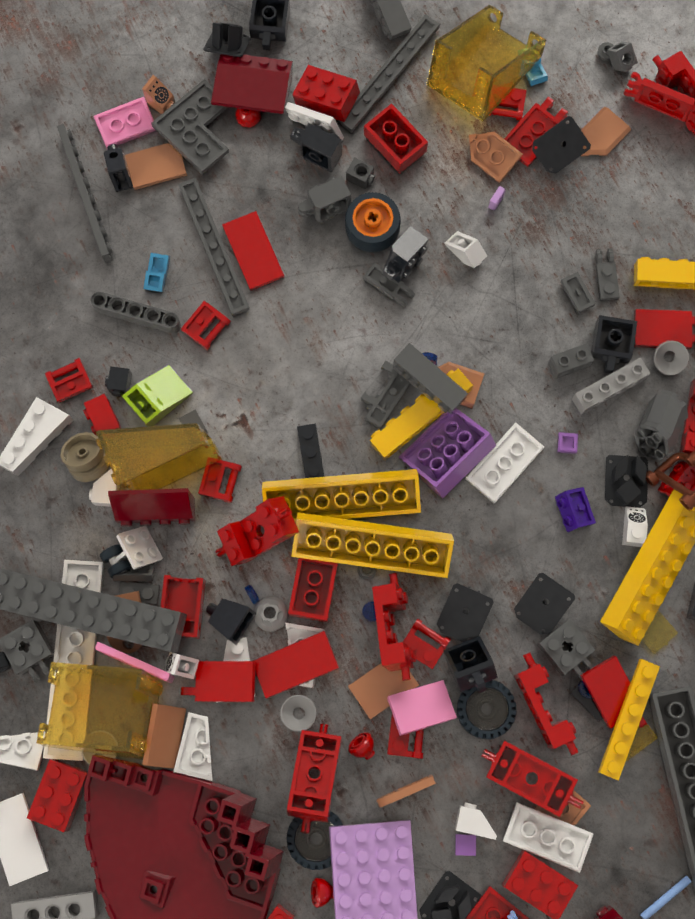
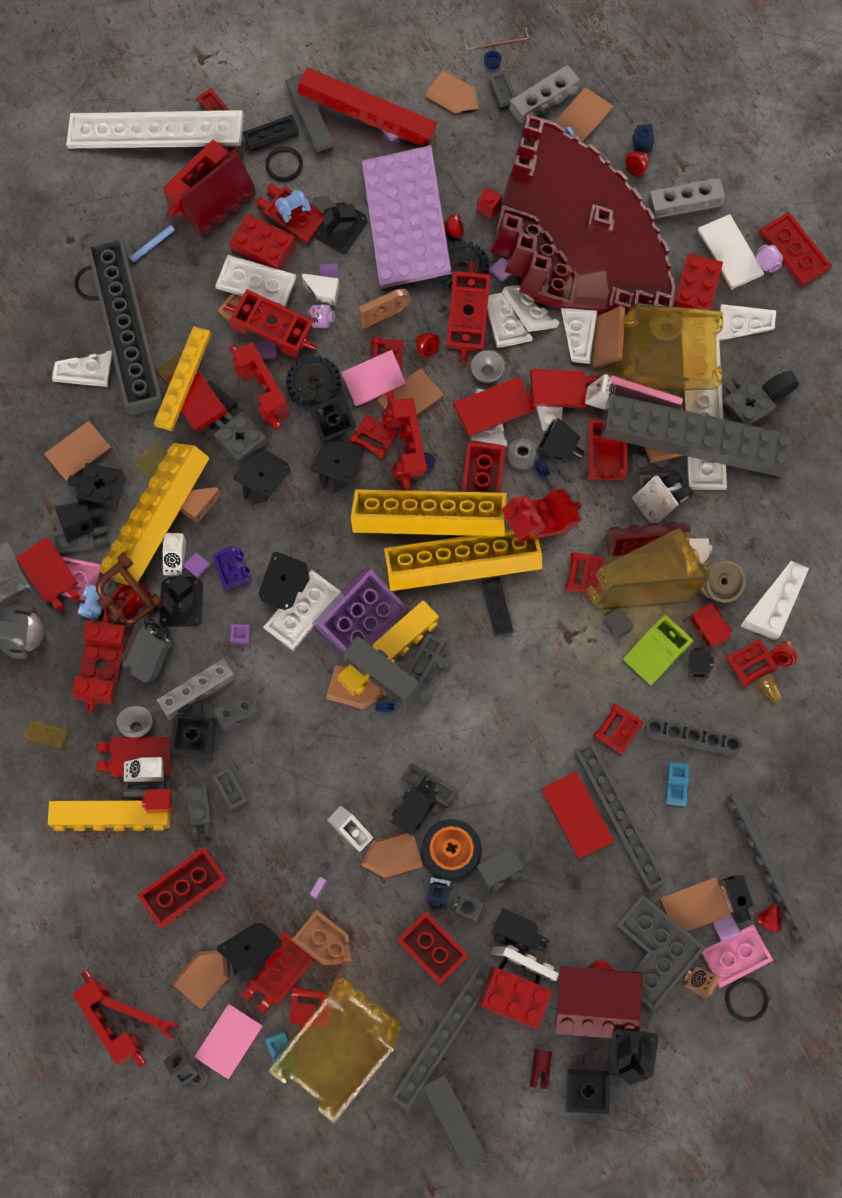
camera: 175 degrees right, 5 degrees down
(35, 385) = (784, 654): none -> red brick
(55, 356) = (770, 687): none -> clear yellow cone
(89, 148) = (771, 918): none -> red brick
(118, 73) = (766, 1000): none -> black tyre
(130, 143) = (726, 928): none -> lavender tile
(246, 775) = (527, 311): none -> white wing
(274, 835) = (498, 270): none -> lavender tile
(275, 766) = (504, 324): none -> white wing
(307, 42) = (541, 1064): none -> dark red hinge
(390, 180) = (437, 902): none -> dark blue window
(429, 222) = (392, 855): none -> nougat tile
(477, 789) = (321, 315): none -> lavender head
(521, 474) = (283, 581): none -> black piece
(538, 750) = (266, 350): none -> medium lavender tile
(579, 79) = (228, 1041): none -> bright pink tile
(609, 580) = (199, 502): none -> nougat slope
(611, 515) = (196, 565): none -> medium lavender tile
(621, 202) = (182, 888): none -> red brick
(647, 274) = (157, 801): none -> red brick
(659, 310) = (144, 770): none -> white slope
(660, 296) = (137, 789): none -> dark grey plate

